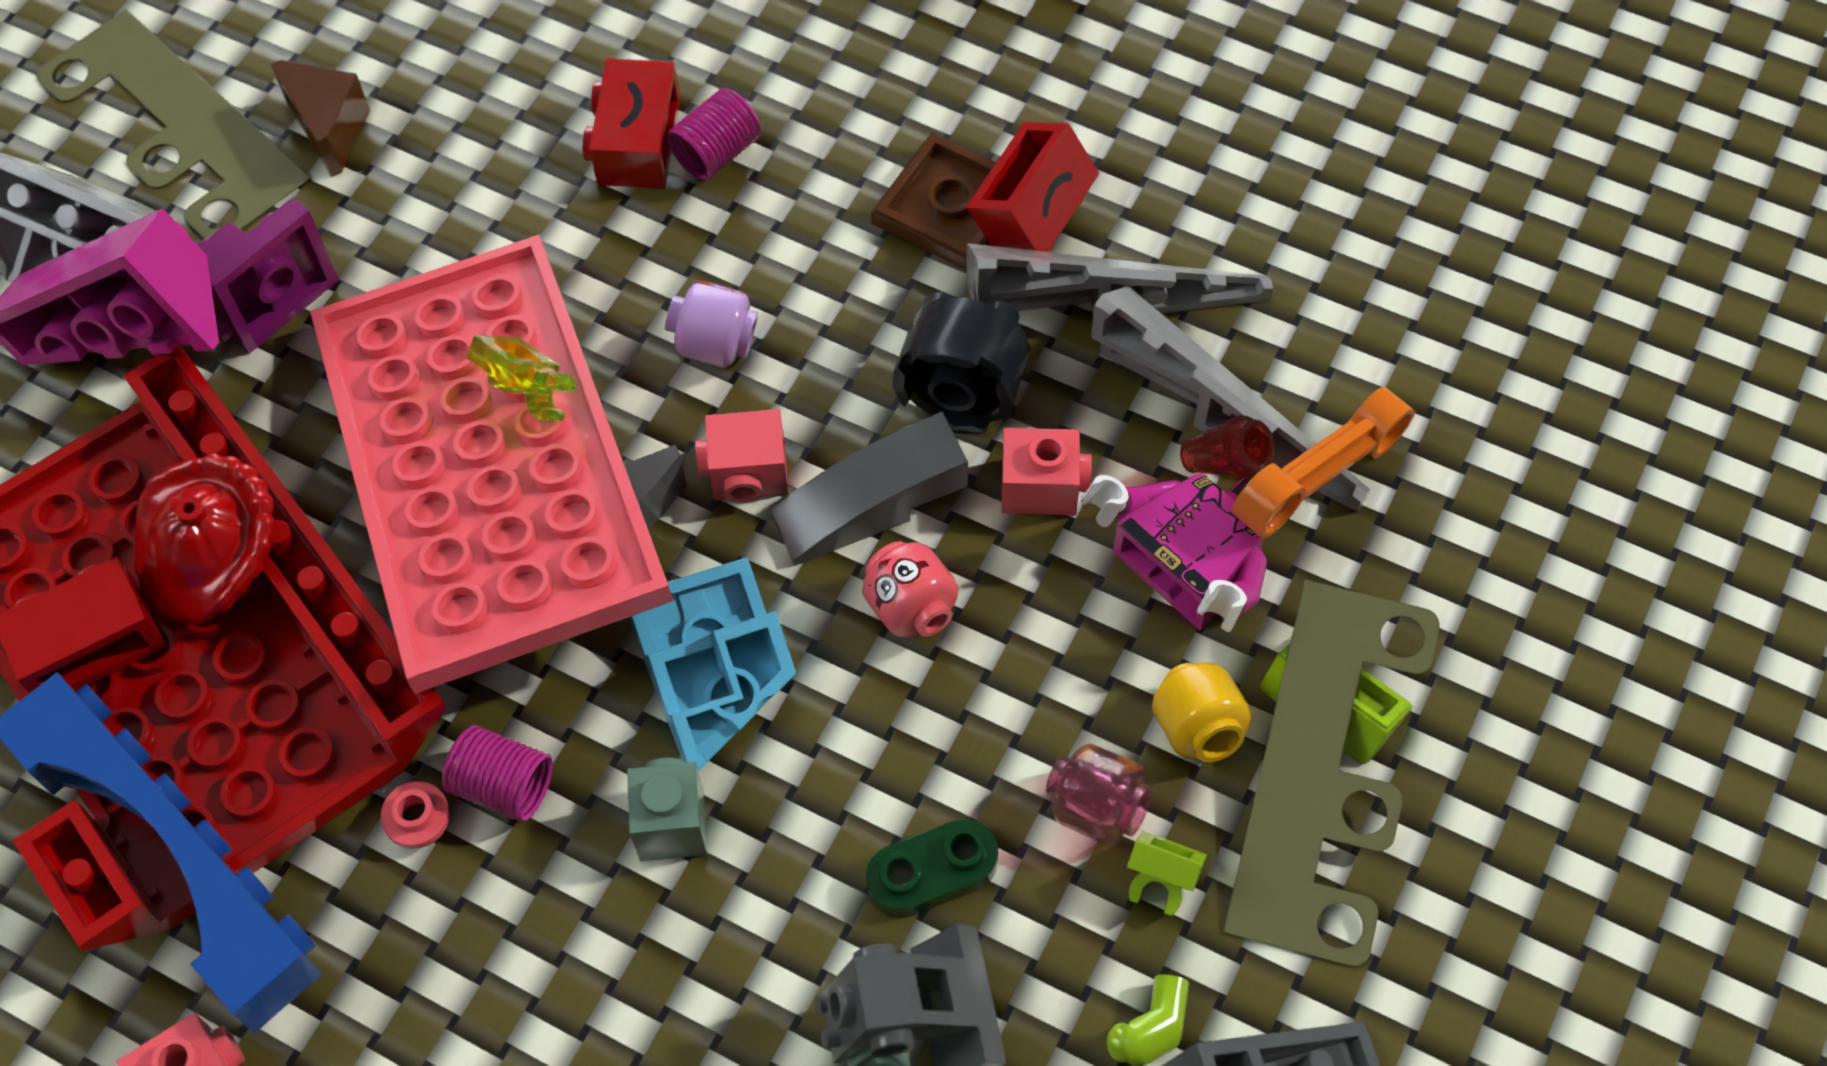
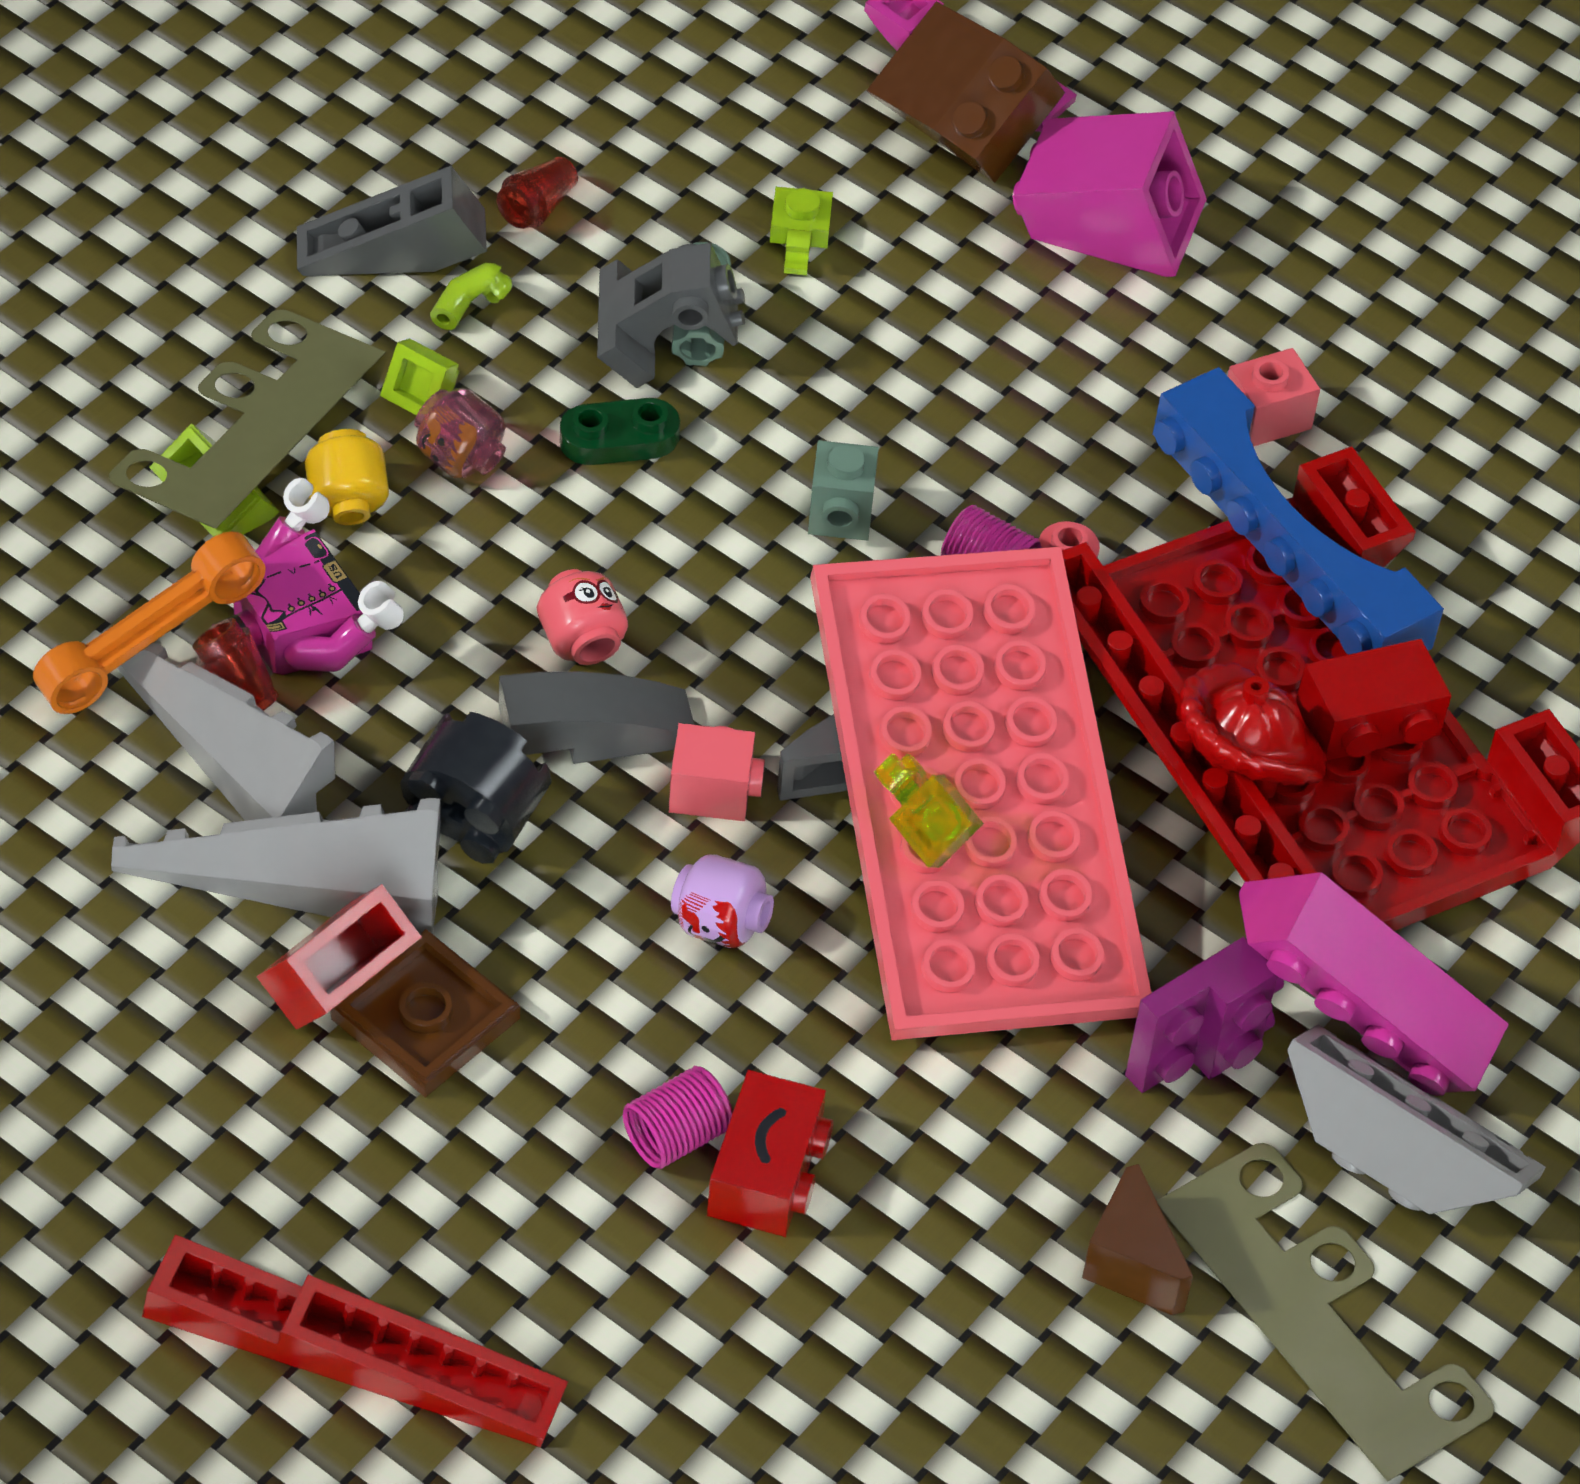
camera: 175 degrees left, 10 degrees down
(712, 657) = (770, 620): medium azure slope -> none
(1043, 471) = (418, 694): coral brick -> none

